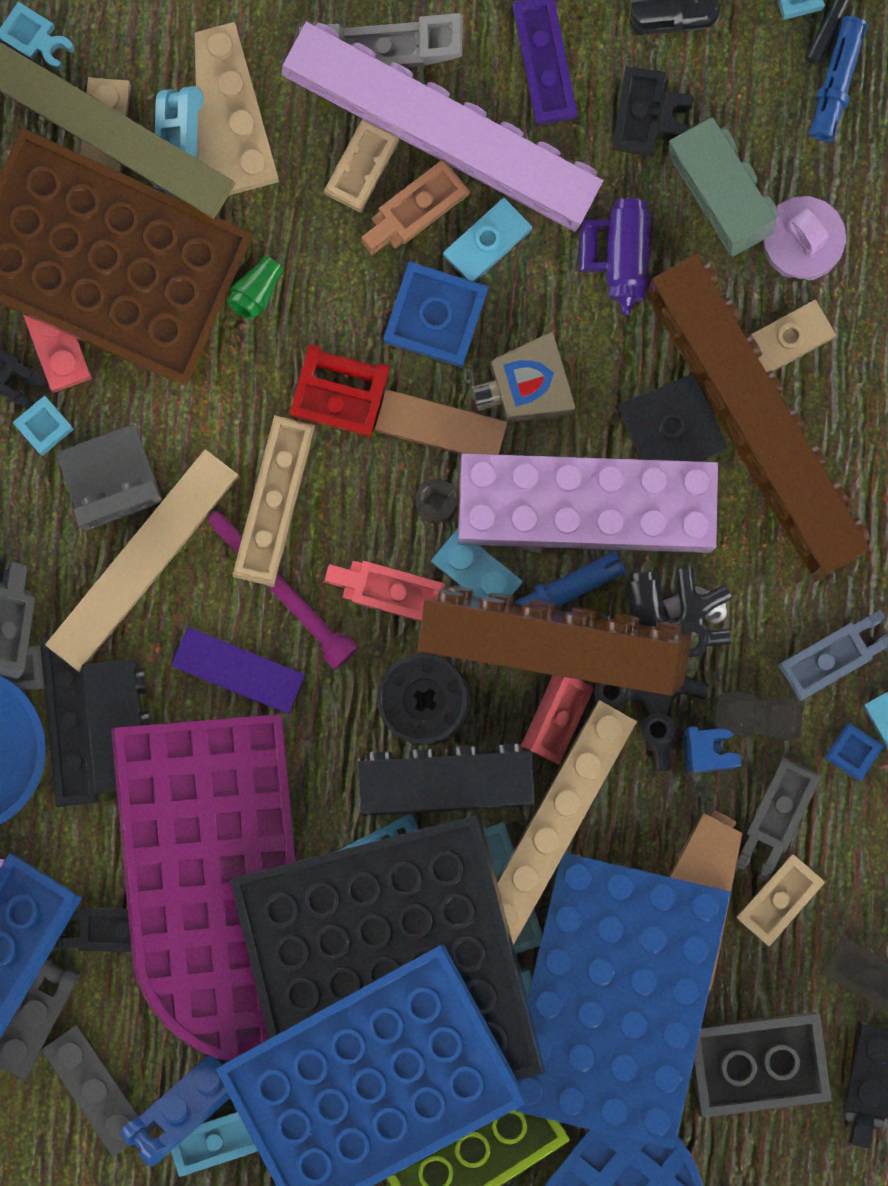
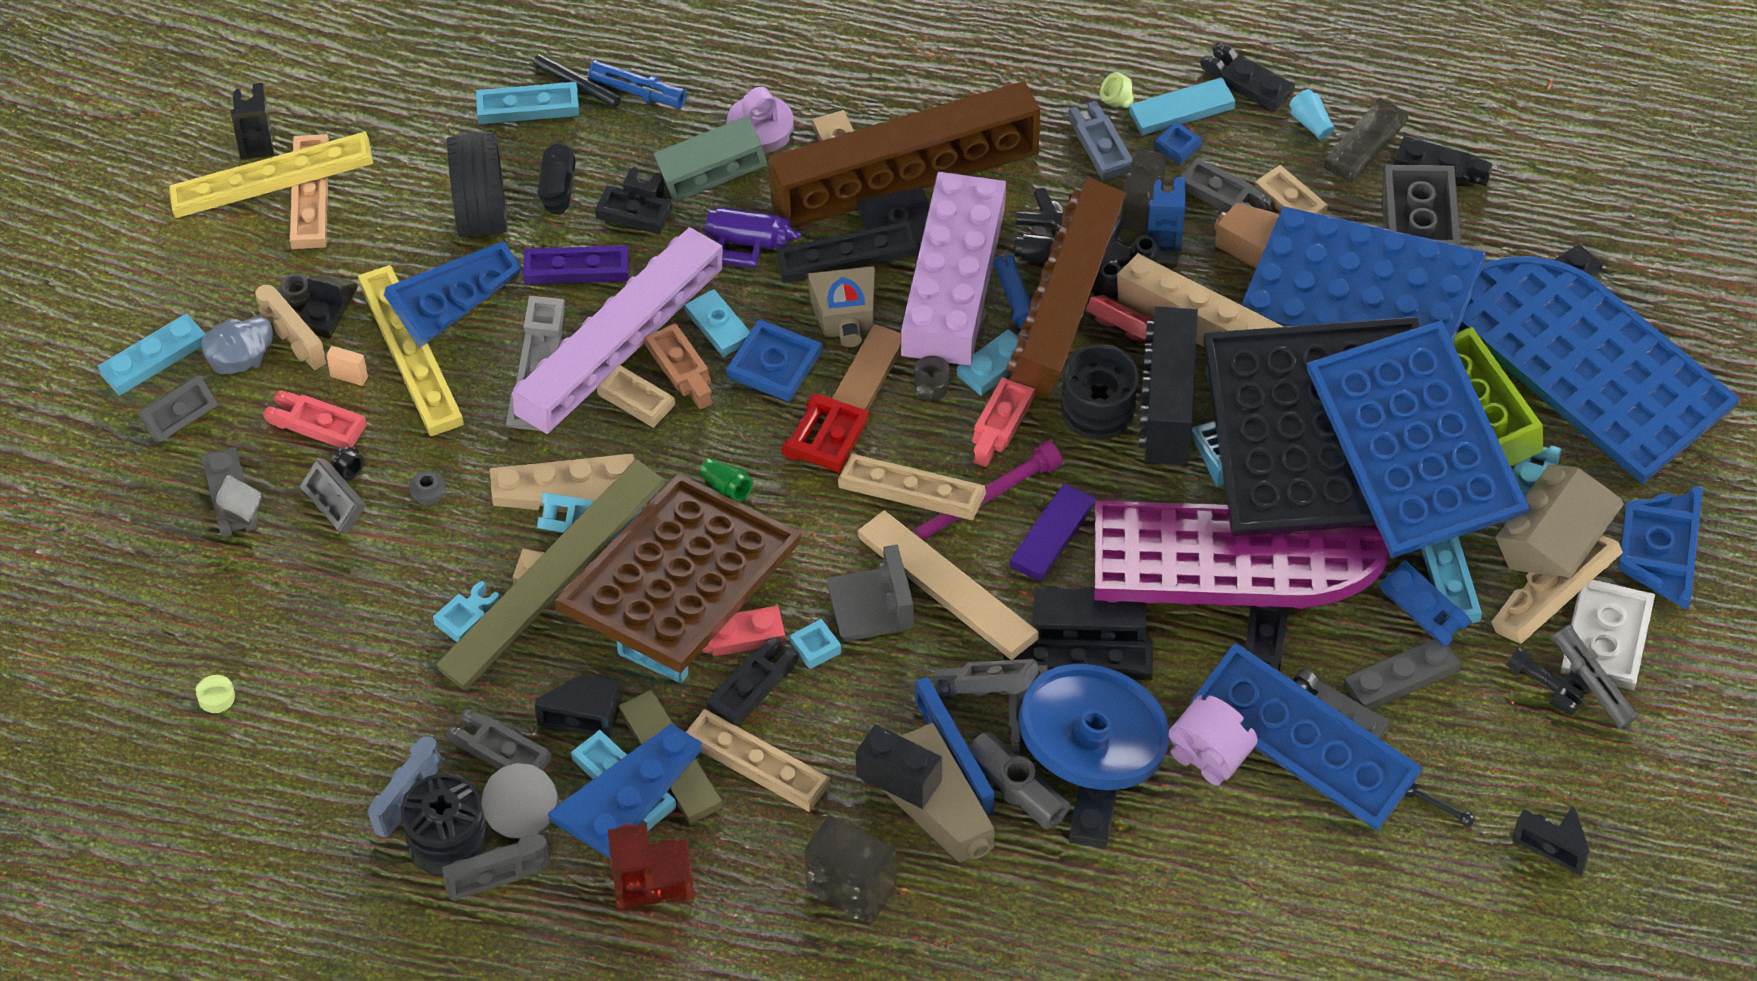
camera: 80 degrees left, 30 degrees down
(610, 374) = (848, 251): none -> black tile

